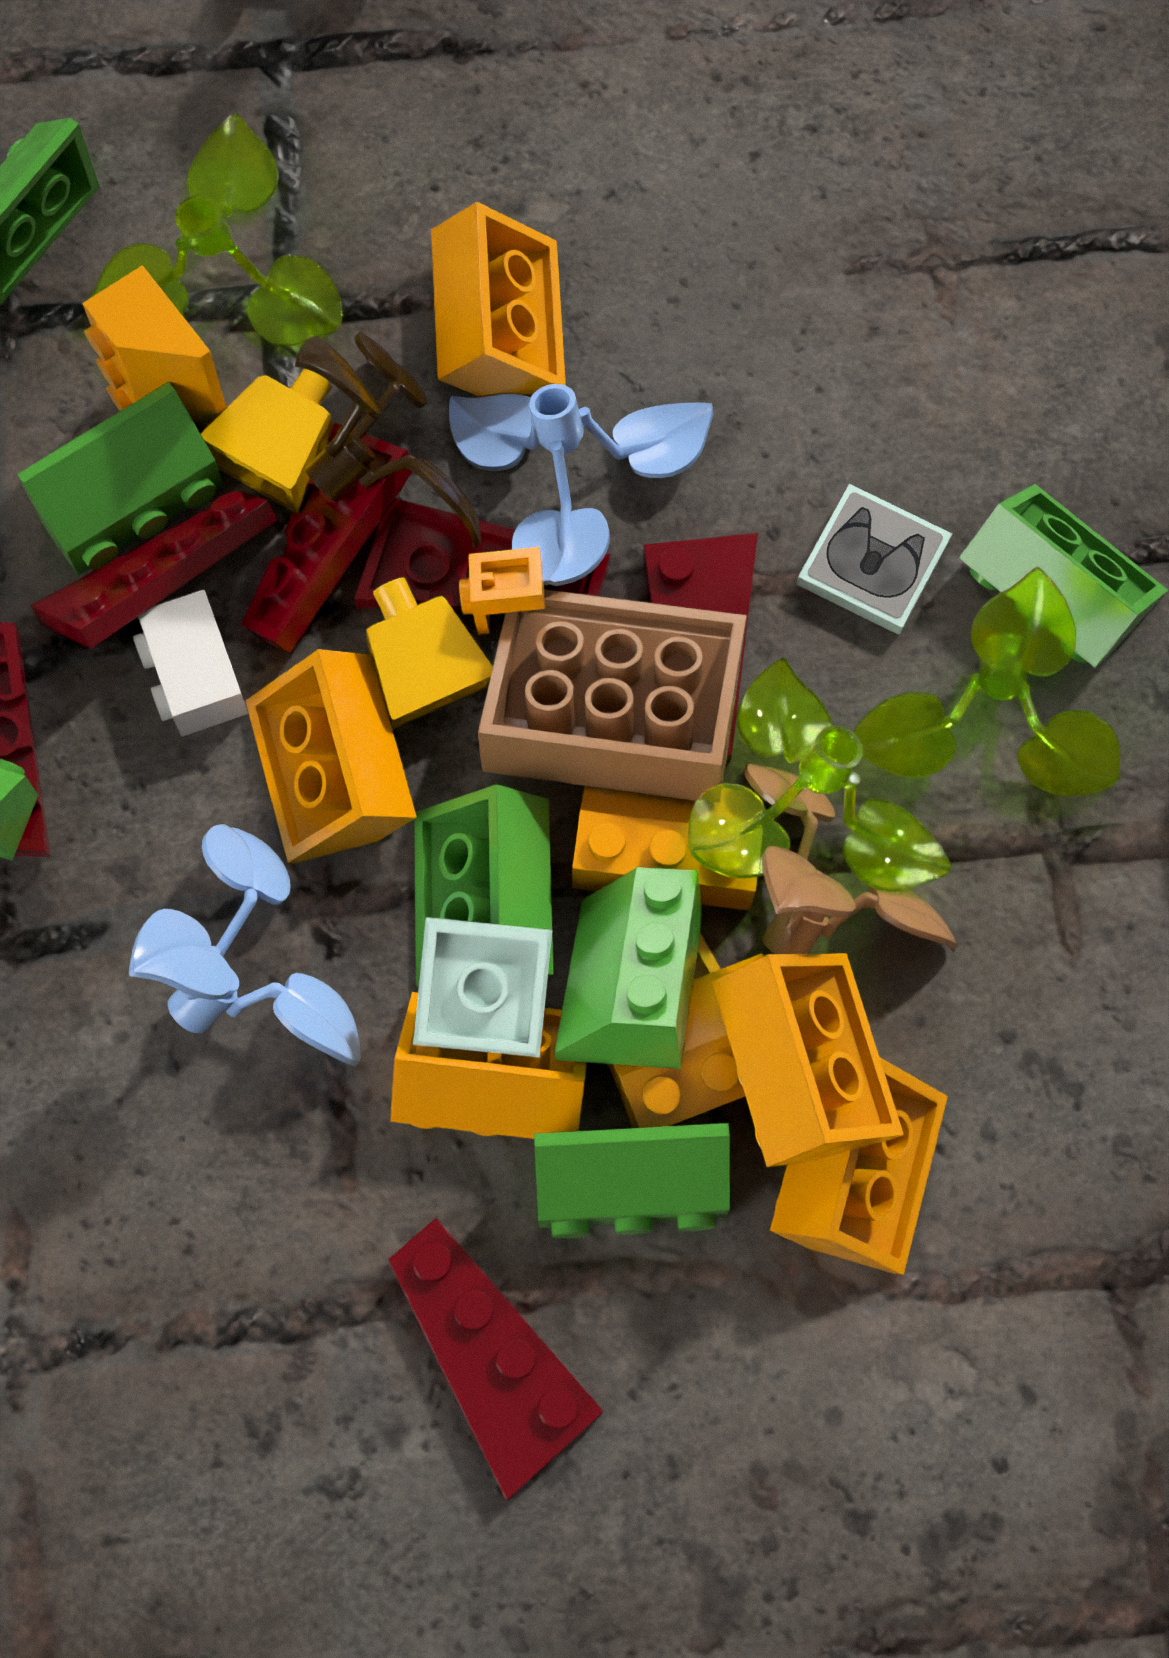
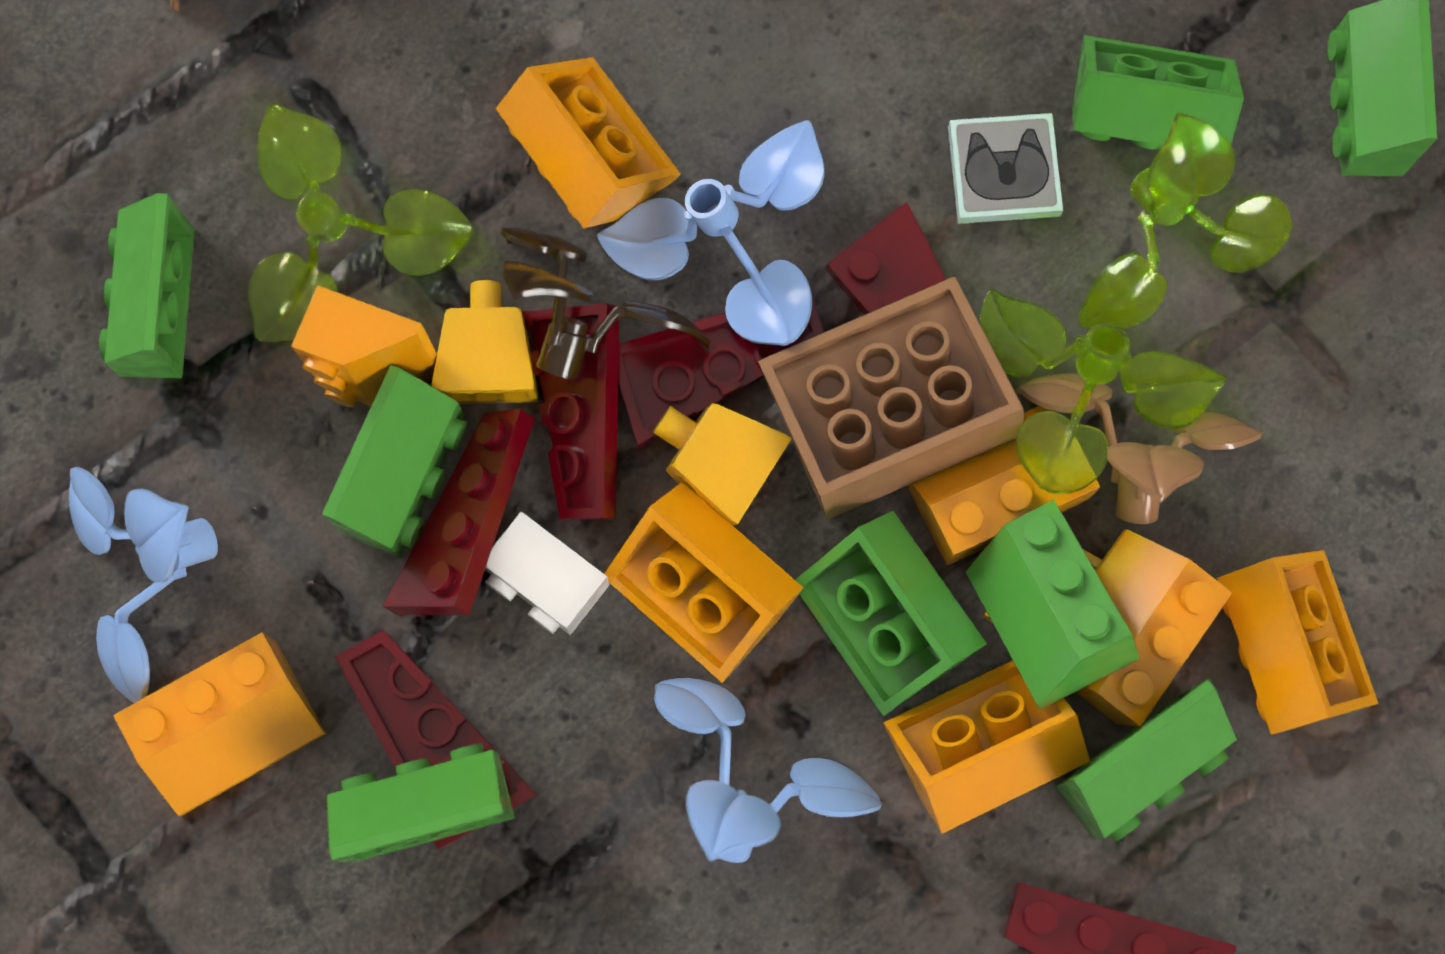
camera: 30 degrees left, 5 degrees up
(482, 987) = (955, 690): light aqua tile -> none
(502, 584) = (755, 366): light orange bracket -> none
(806, 1057) = (1233, 595): light orange slope -> none

